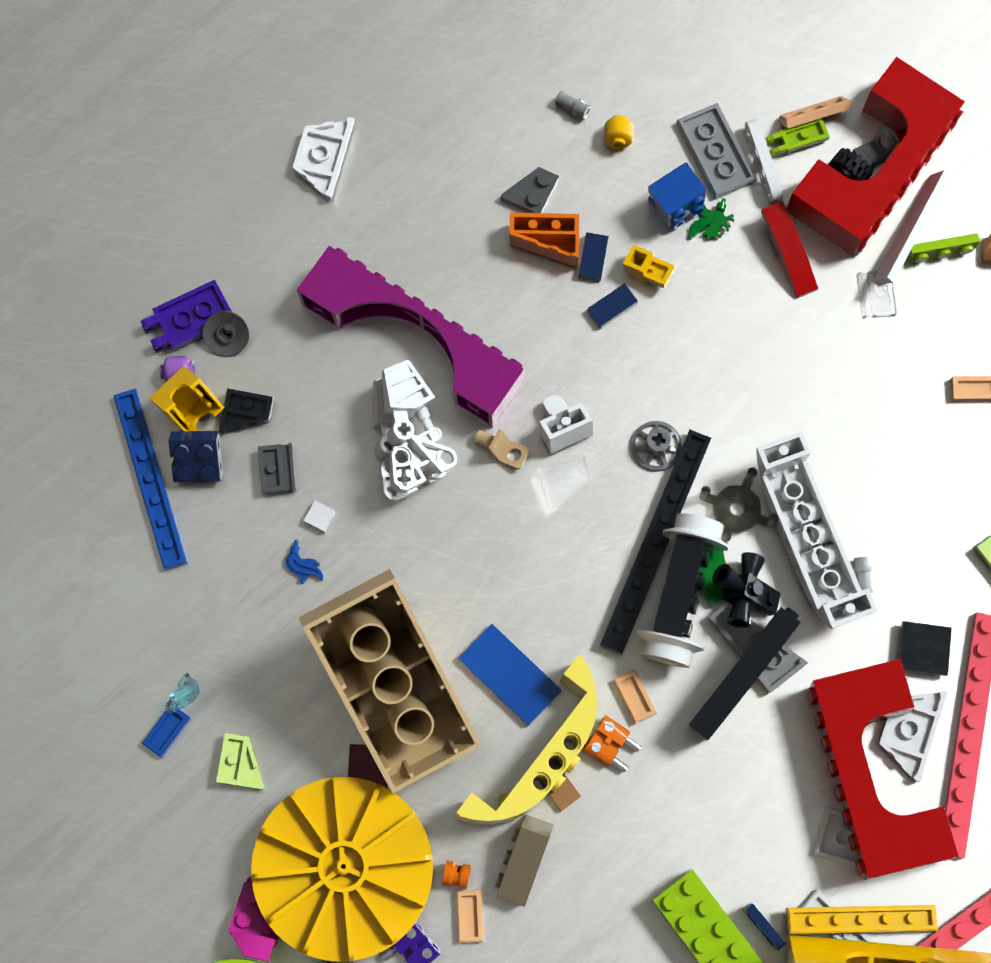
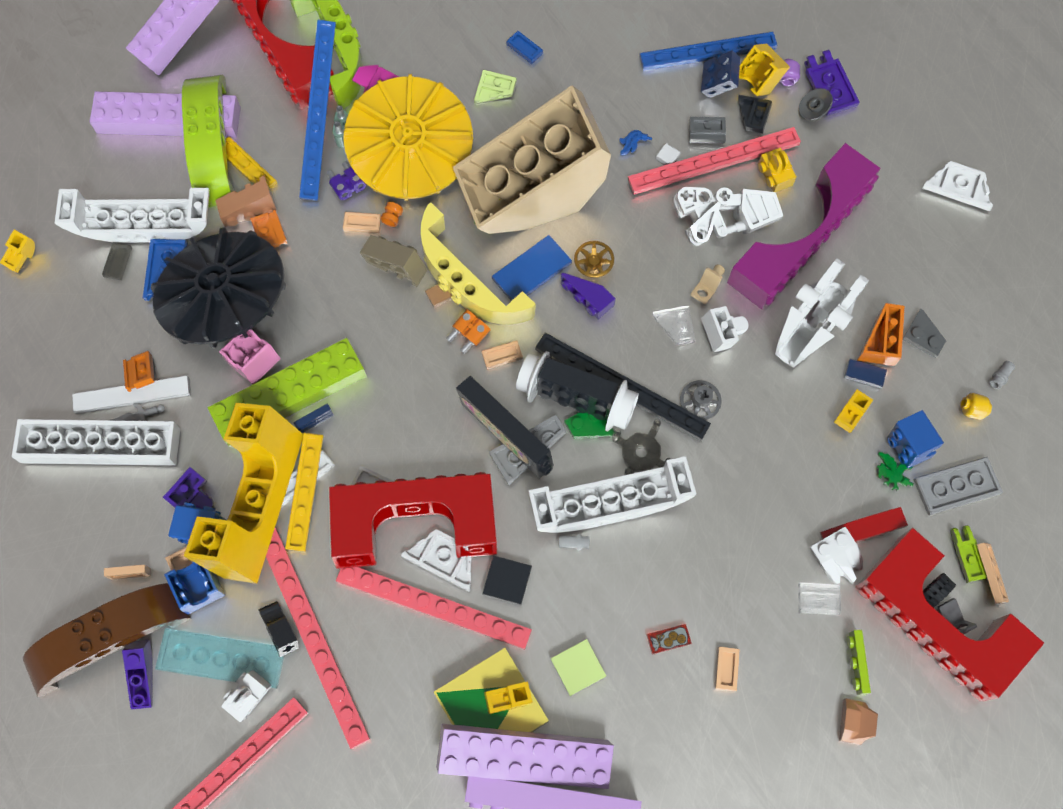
camera: 95 degrees right, 5 degrees down
(185, 695) = (545, 52): clear light blue bracket -> none
(323, 457) = (712, 160): none -> coral plate
(329, 376) = (777, 170): none -> yellow brick
(492, 593) = (594, 262): none -> pearl gold wheel
(541, 588) = (591, 295): none -> dark purple slope
(568, 331) = (803, 338): none -> white piece
(612, 305) = (821, 382): dark blue tile -> none
(746, 590) = (572, 443): black brick -> none
(763, 161) = (948, 521): white beam -> none
(825, 275) = (838, 556): none -> white plate
(911, 228) = (879, 636): white tile -> none
(955, 455) = (669, 639): none -> tile

